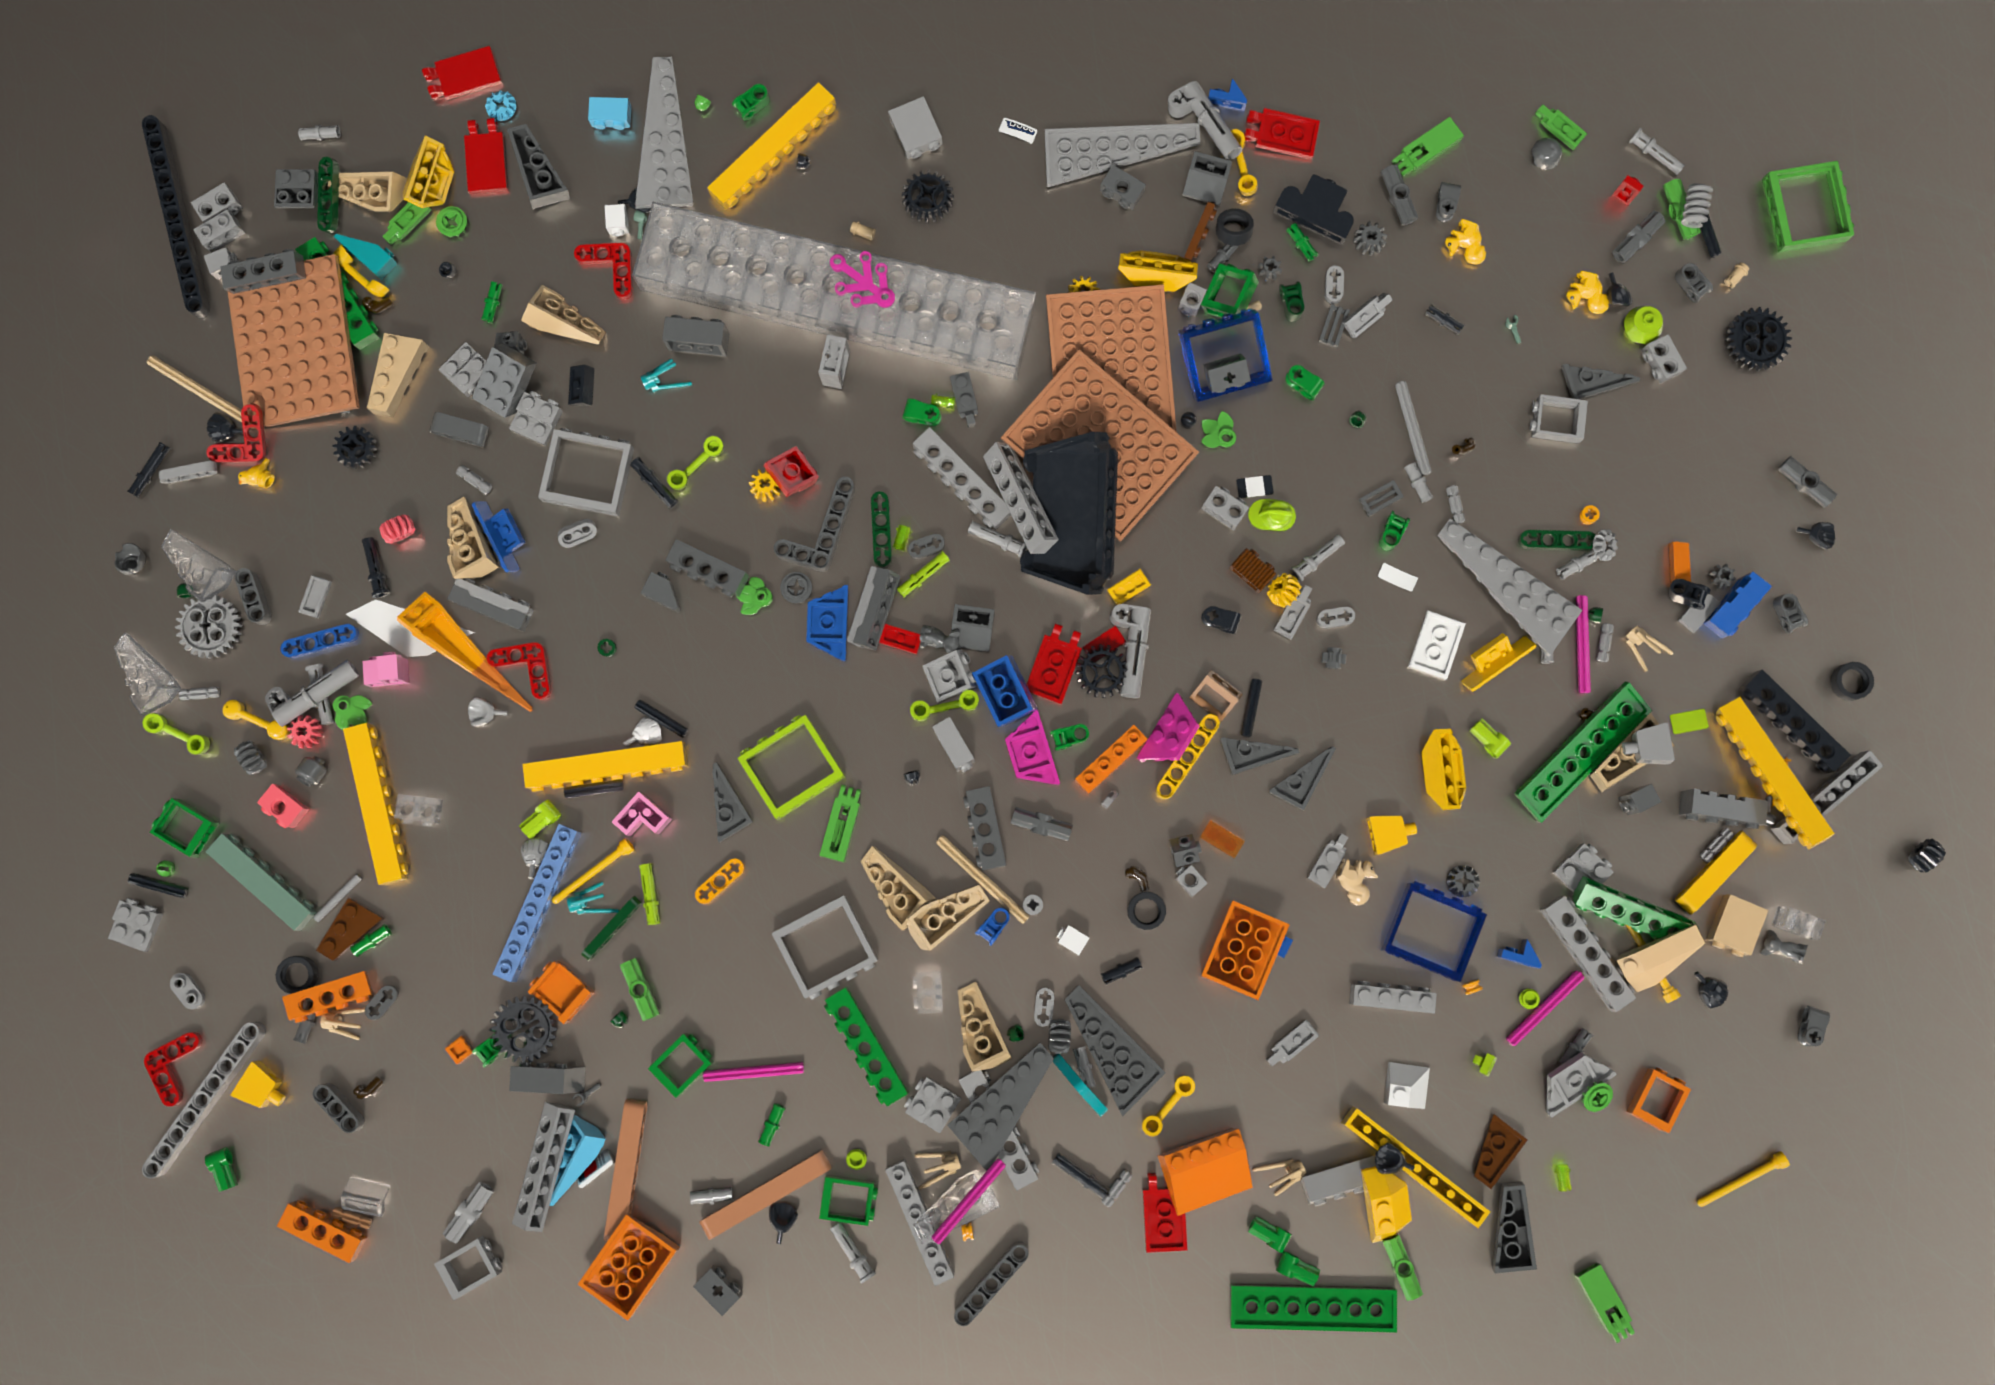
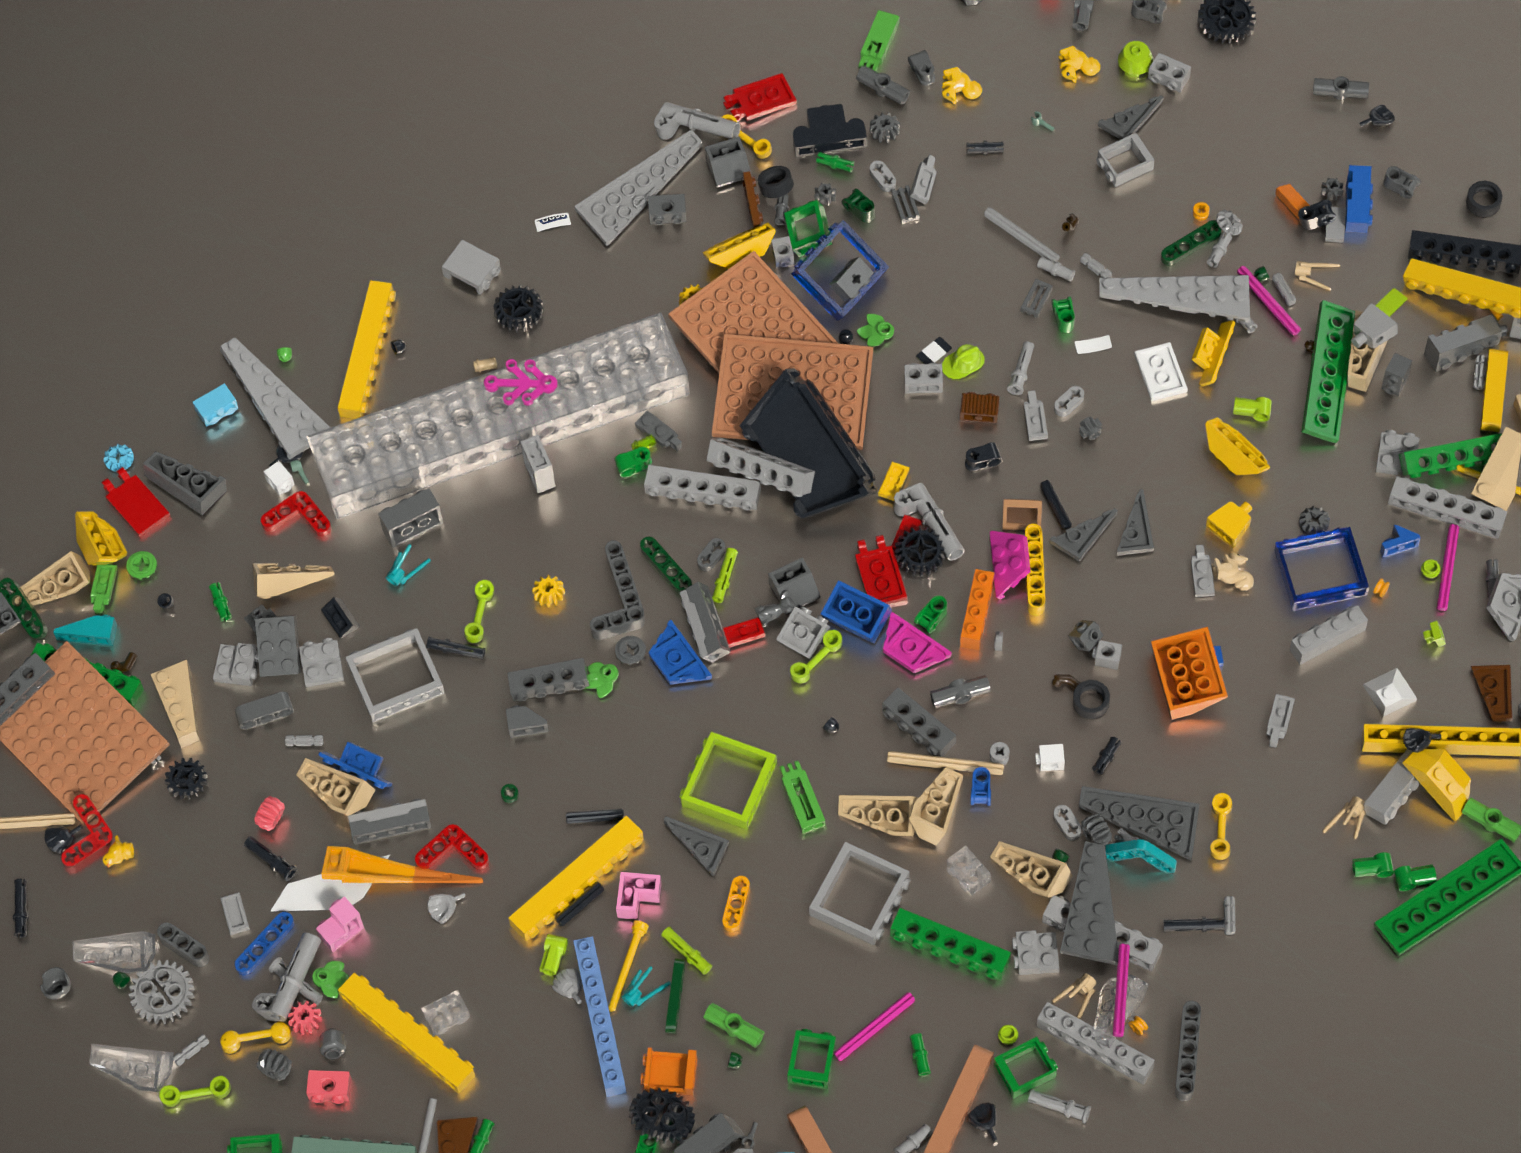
camera: 35 degrees left, 20 degrees down
(188, 472) = (56, 887): light grey beam -> none
(372, 286) = (115, 650): yellow piece -> none
(463, 74) = (70, 454): red tile -> none
(578, 534) = (420, 724): light grey plate -> none
(646, 733) = (589, 833): white piece -> none
(750, 101) = (324, 331): green piece -> none
(791, 471) = (563, 565): red plate -> none
(901, 537) = (685, 556): clear neon green pin -> none
(954, 745) = (846, 676): light grey window -> none
(1006, 542) = (771, 510): light grey pin -> none
(1163, 1227) = (1282, 909): red tile -> none
(1206, 1170) = (1287, 850): orange slope -> none
(1222, 839) = (1108, 610): clear orange plate -> none
(1233, 99) = (702, 99): blue slope -> none
(1284, 590) = (1014, 404): yellow gear -> none
(1306, 382) = (915, 254): green piece -> none
(1356, 423) = (971, 255): dark green hinge -> none
(1618, 293) = (1099, 50): black piece -> none

